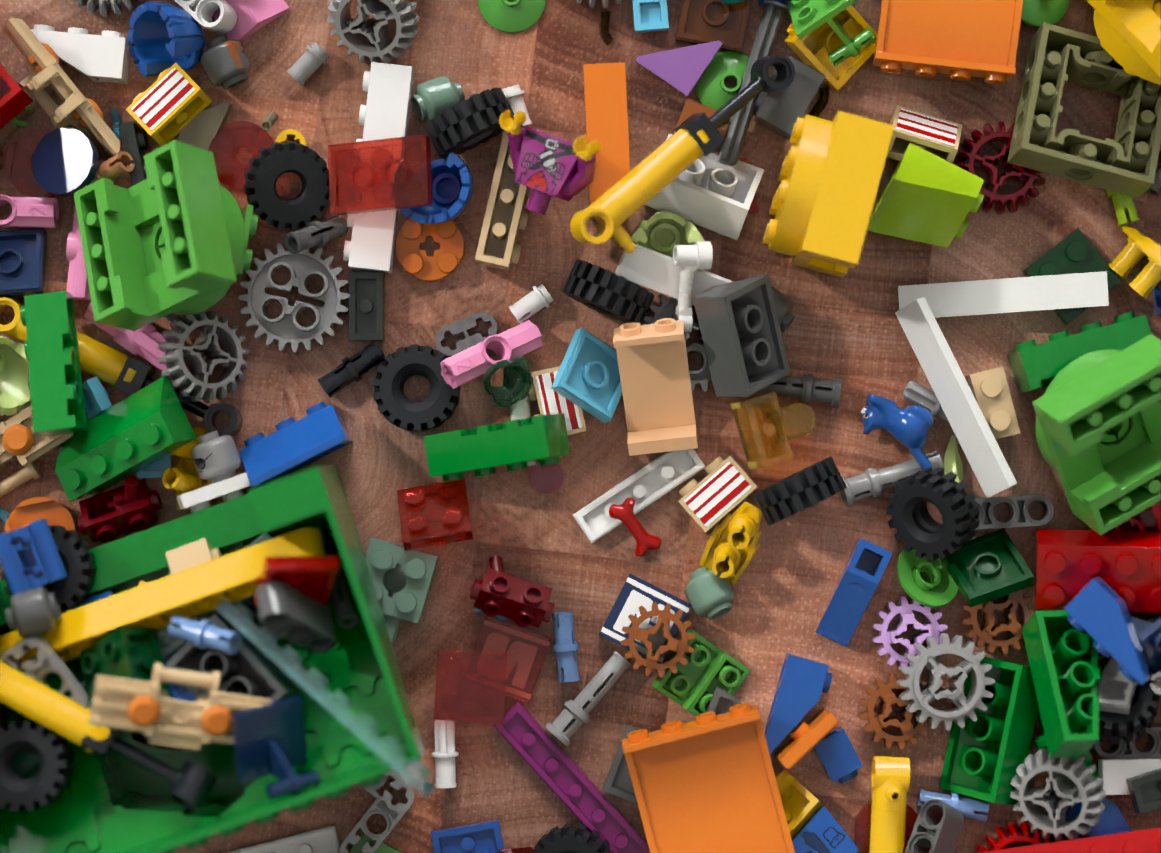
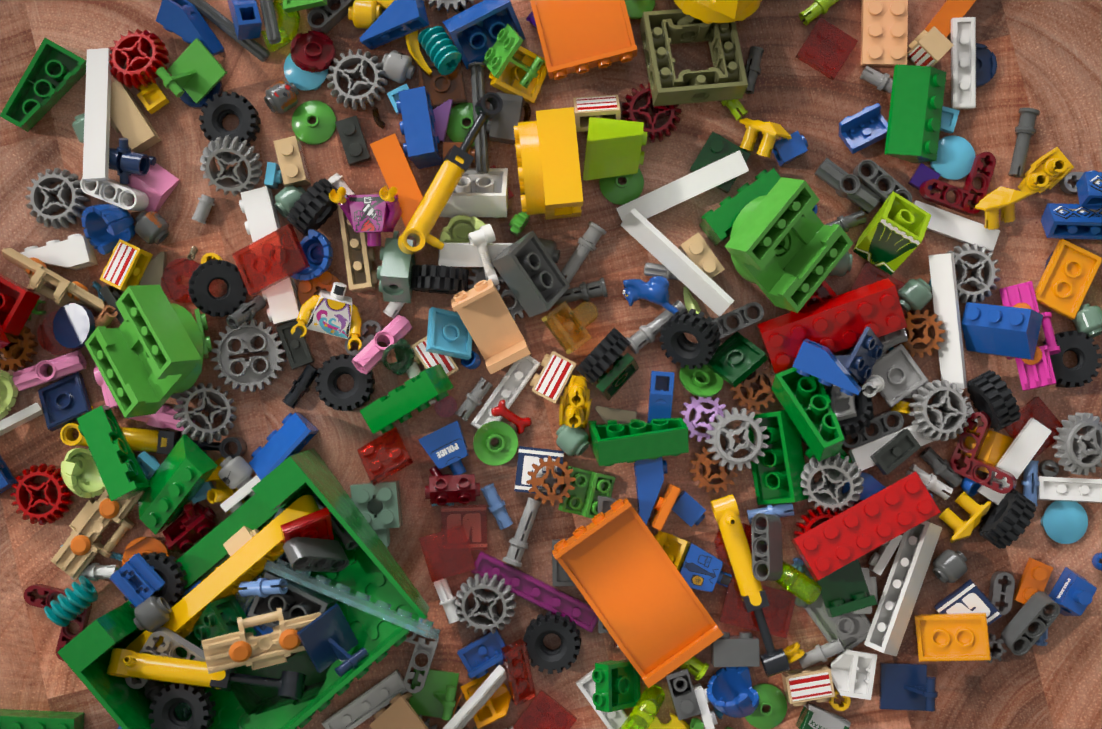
camera: 25 degrees left, 0 degrees up
(426, 54) = (273, 175): none -> medium azure plate
(434, 285) = (331, 314): none -> torso
(460, 45) = (292, 162): none -> tan brick
(500, 792) = (493, 619): none -> light grey gear
(527, 536) = (447, 447): none -> blue torso
(550, 258) = (395, 271): none -> sand green brick
(558, 46) = (353, 140): none -> pearl dark grey plate
(591, 481) = (473, 399): none -> light grey pin
(603, 571) = (503, 450): none -> bright green dish
(610, 429) = (473, 362): none -> blue hinge
(660, 65) = (418, 127): none -> blue wedge
(750, 254) = (518, 223): none -> bright green plate
(785, 589) = (620, 415): none -> dark tan tile
(799, 532) = (622, 371): none -> dark green plate
(803, 629) = (637, 440): none -> green wedge
(835, 322) = (586, 245): none -> light grey pin
(915, 269) = (625, 193): none -> bright green dish

